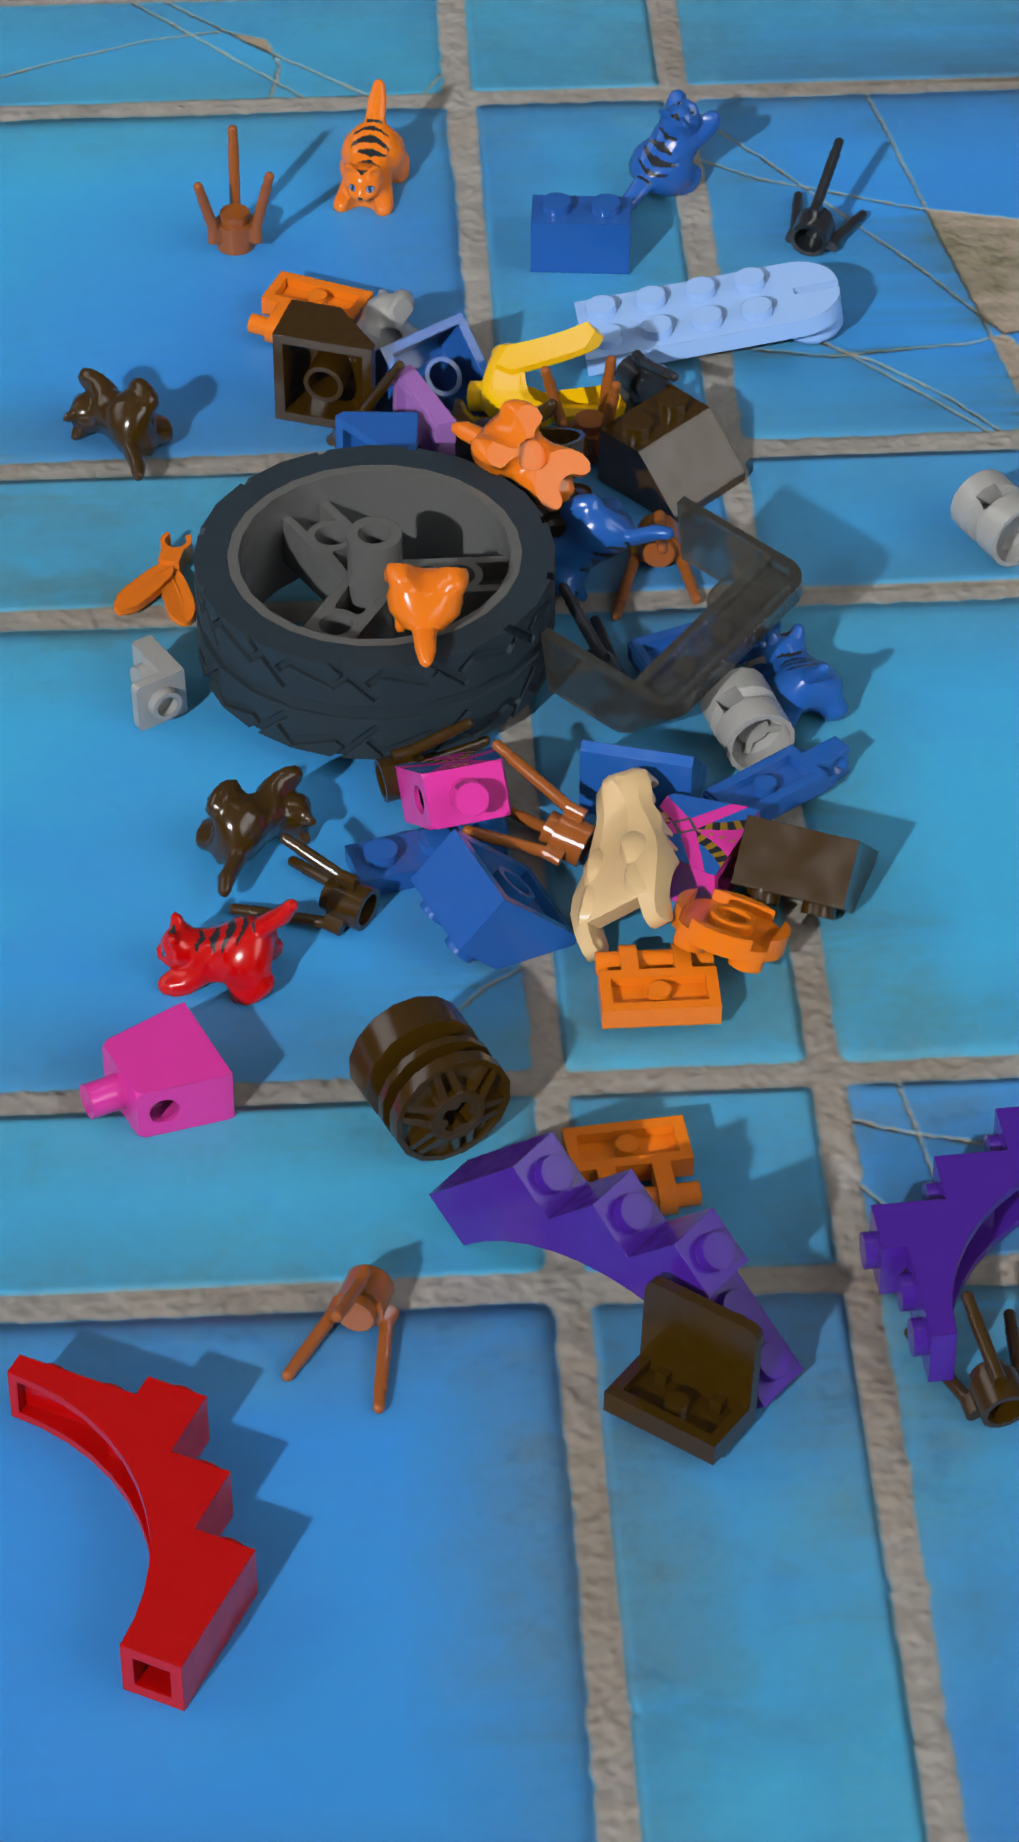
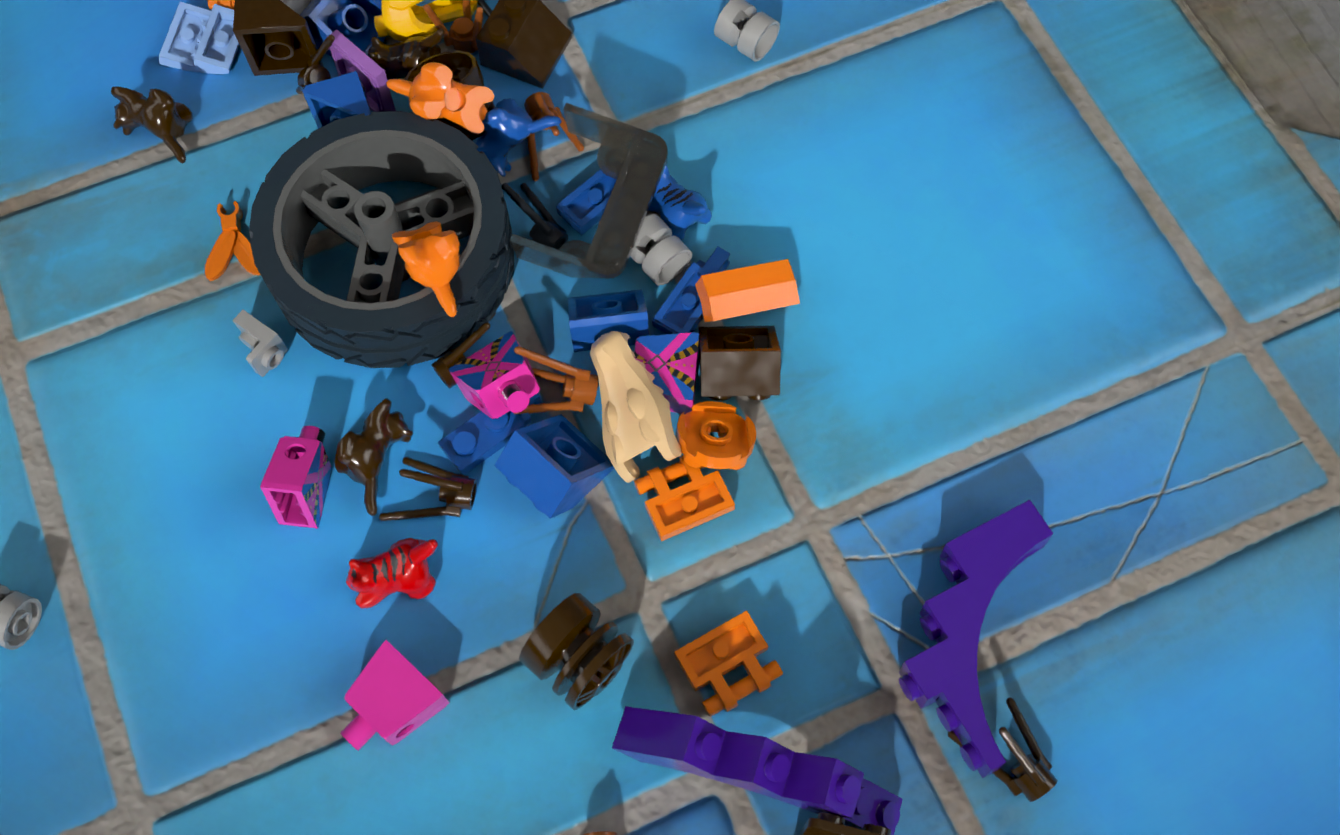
camera: 20 degrees left, 25 degrees up
(141, 827) = (298, 479): none -> dark pink torso
(219, 360) = (200, 40): none -> light blue slope
(853, 790) = (747, 290): none -> orange piece

